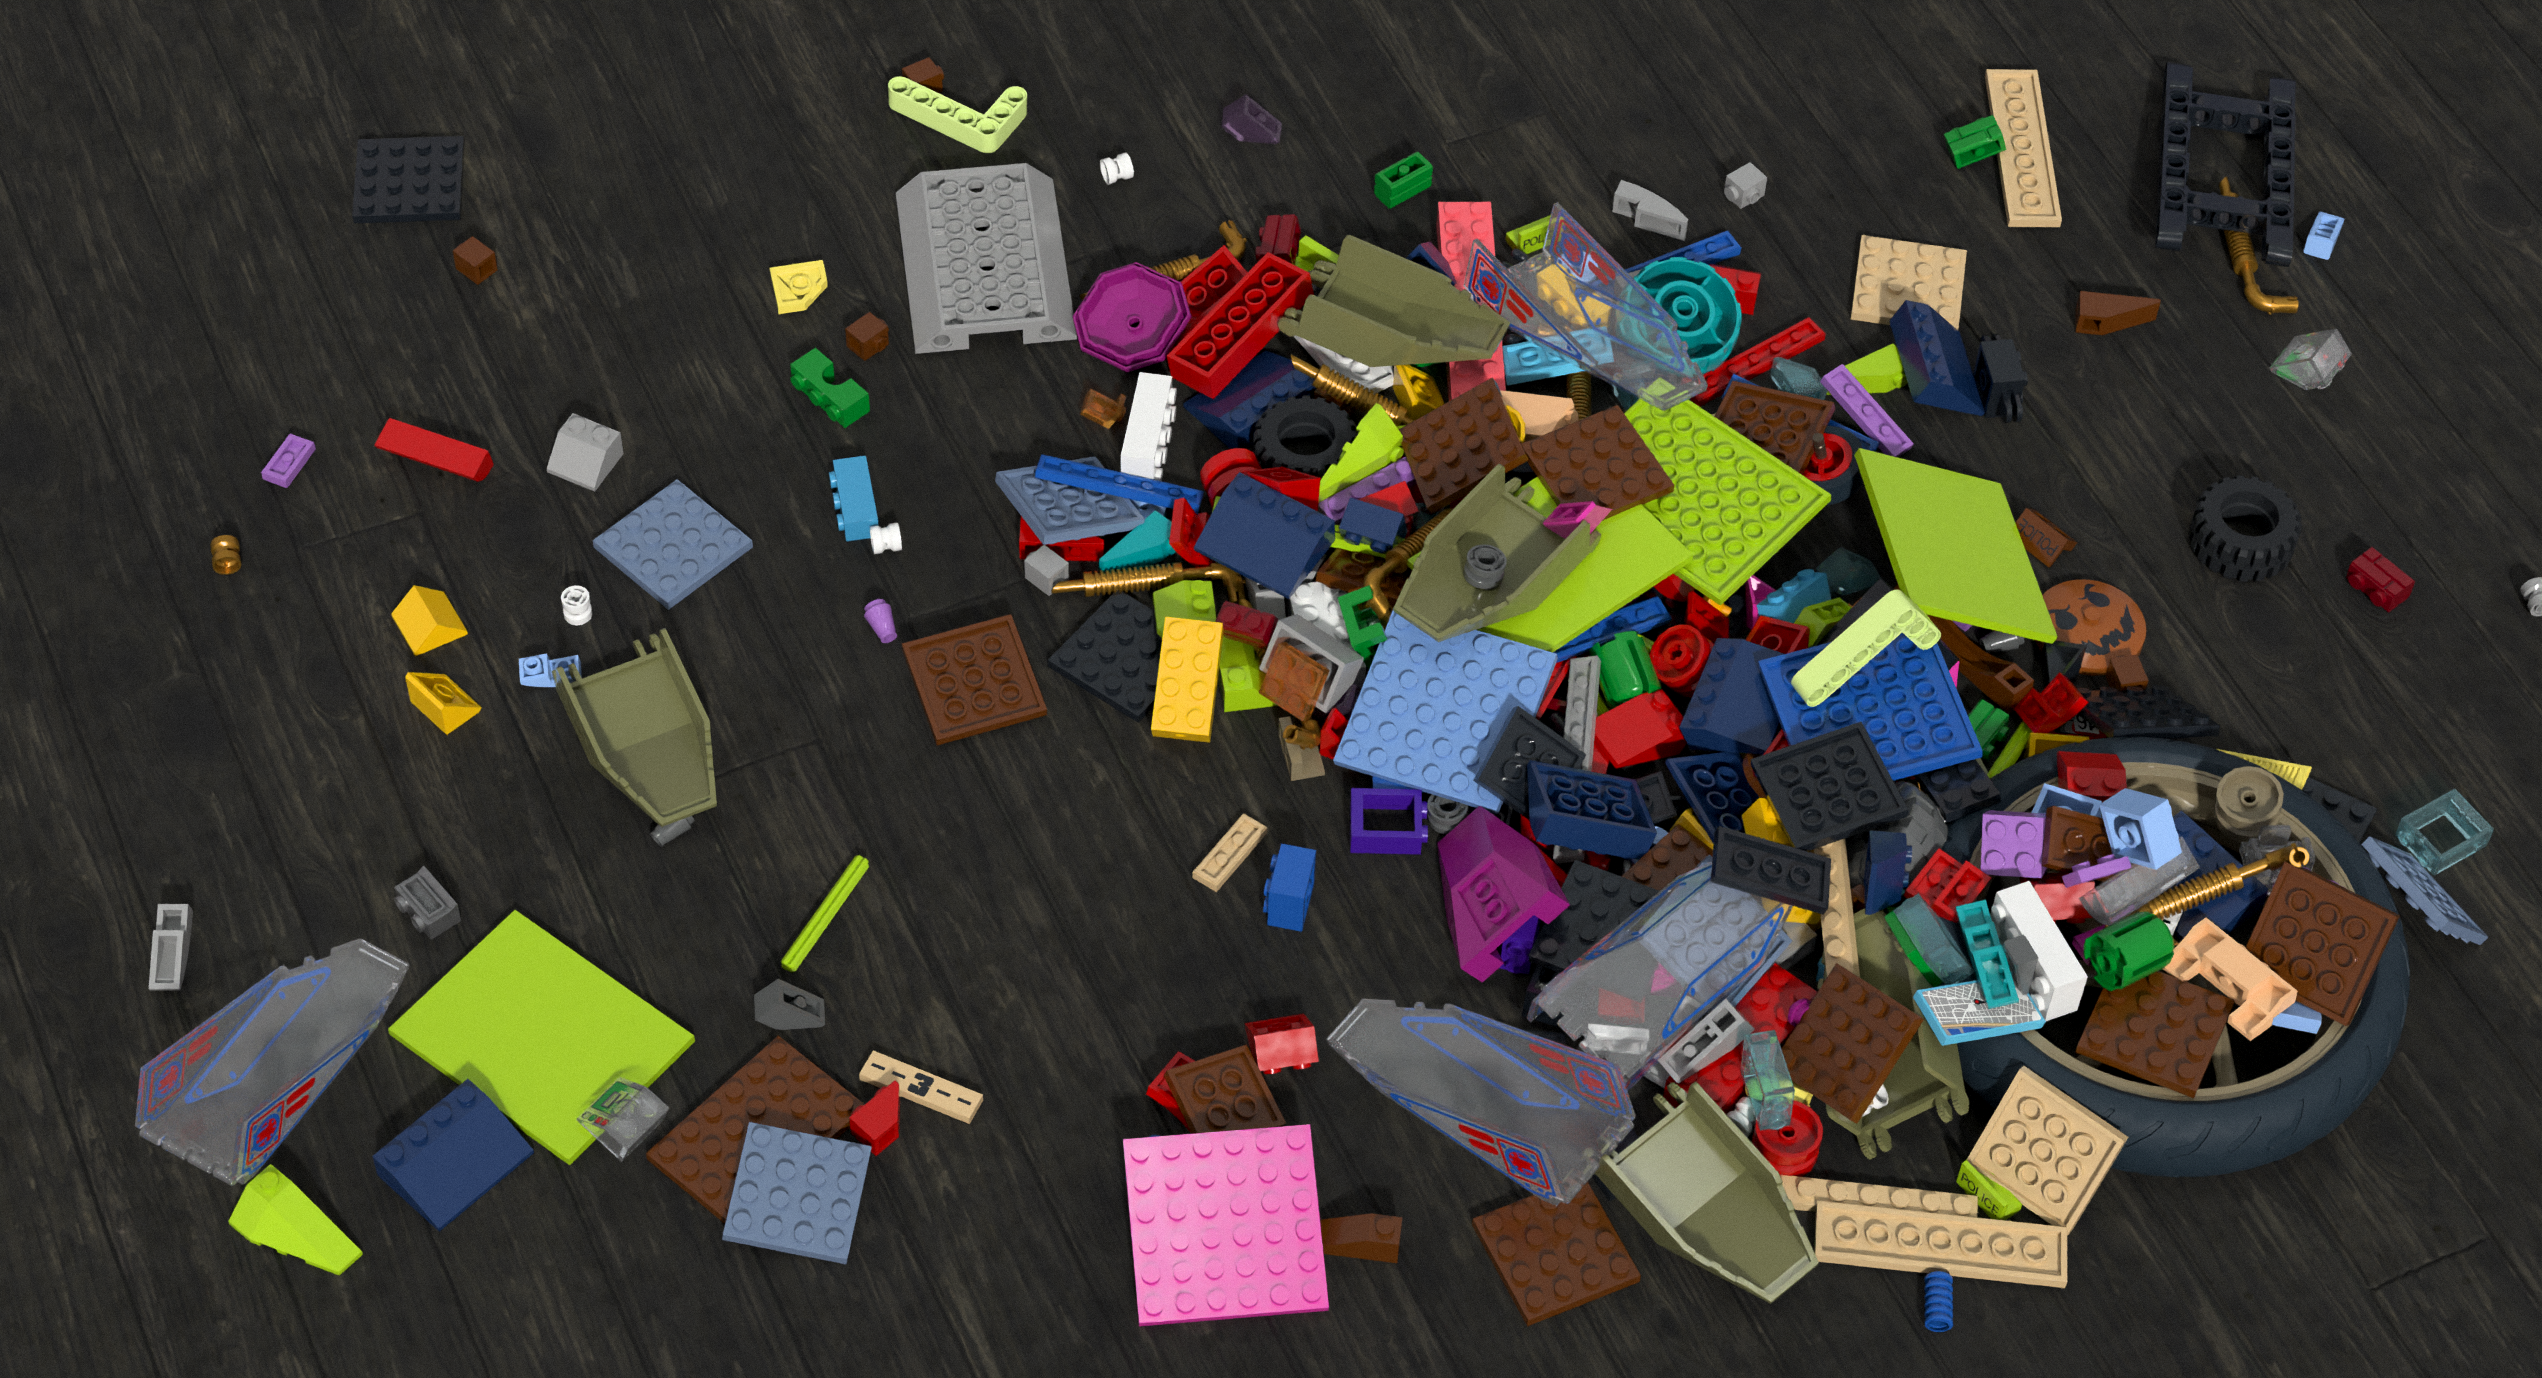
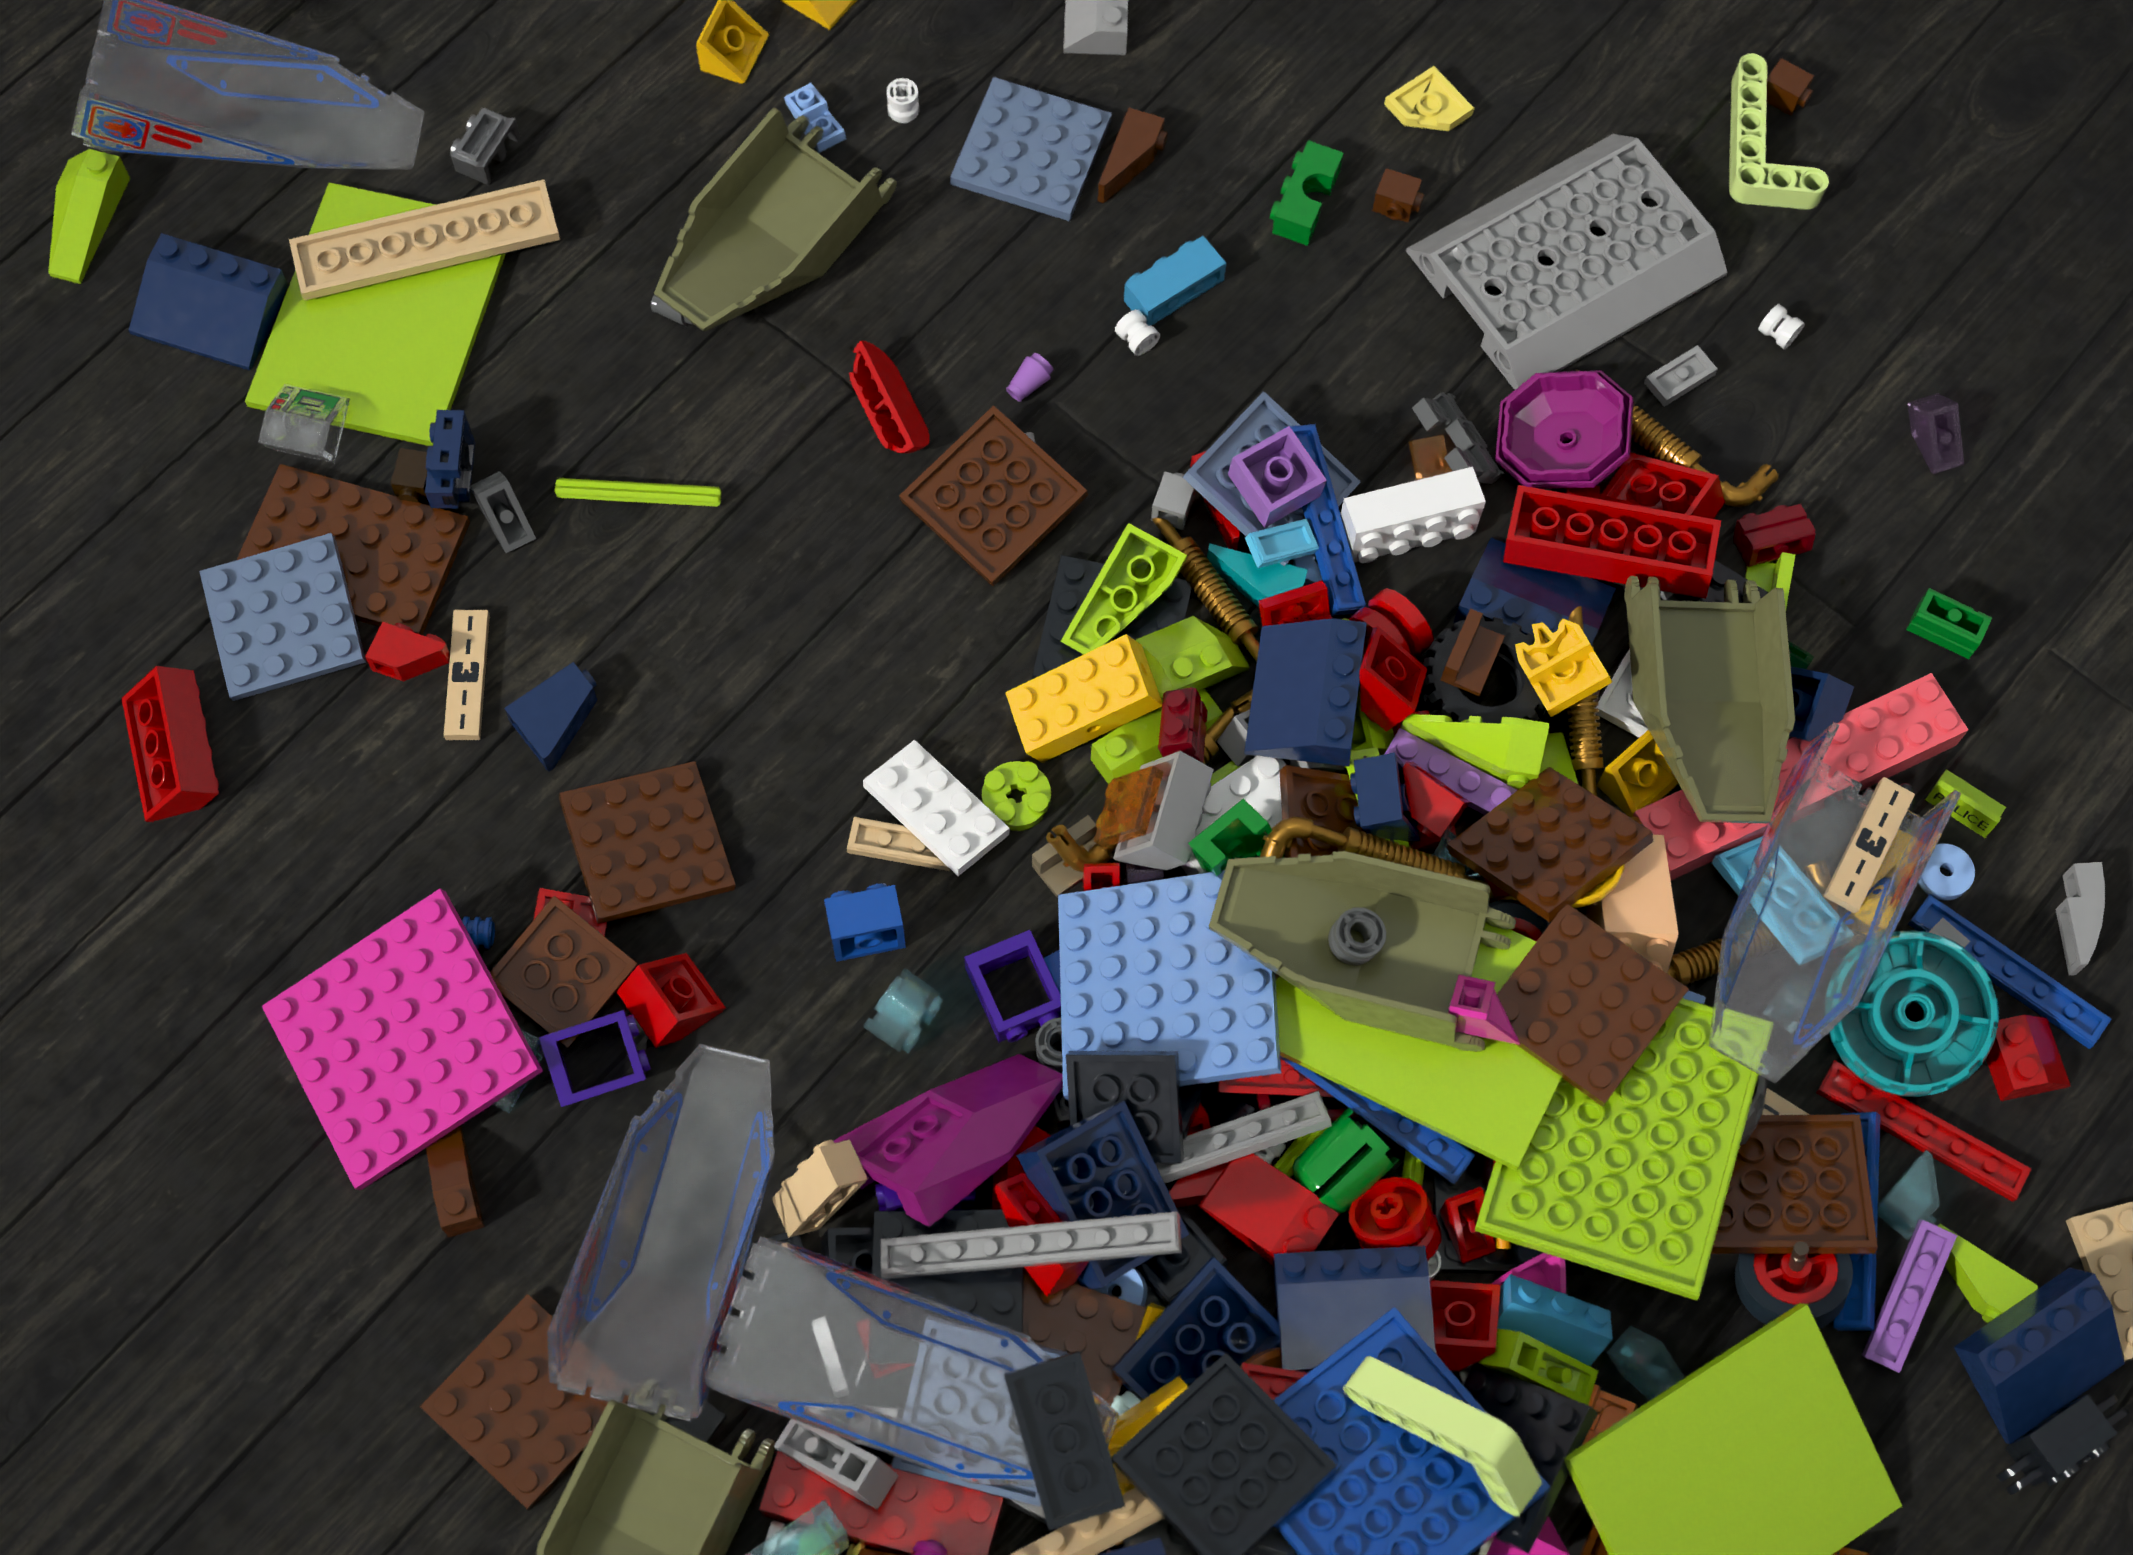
camera: 65 degrees right, 15 degrees up
(498, 974) = (423, 239): none -> tan plate
(717, 475) = (1132, 152): none -> reddish brown slope
(719, 1058) = (410, 476): none -> dark brown brick
(727, 1019) = (449, 460): none -> dark blue piece
(849, 718) = (887, 400): none -> red brick
(866, 1316) = (169, 743): none -> red slope
(996, 1036) = (553, 713): none -> dark blue slope
(1076, 383) = (1469, 444): none -> dark grey piece
(1083, 483) = (1276, 476): none -> medium lavender brick
(1105, 618) = (1127, 584): none -> lime wedge
(1120, 240) = (1680, 375): none -> light grey plate
(1129, 512) = (1282, 543): none -> medium azure tile
(1141, 1010) = (646, 842): none -> reddish brown plate
(1215, 815) = (936, 807): none -> white plate
(1234, 752) = (1024, 777): none -> lime plate
(1287, 434) = (1472, 655): none -> reddish brown panel
(1322, 1133) = (557, 1065): none -> dark purple window
(1330, 383) = (1561, 666): none -> yellow plate
(1374, 890) = (903, 1010): none -> clear light blue brick
(1492, 978) = (819, 1187): none -> tan brick
(1551, 283) = (1869, 845): none -> tan tile
(1610, 851) = (1026, 1206): none -> red slope
(1614, 849) = (1031, 1245): none -> light grey tile

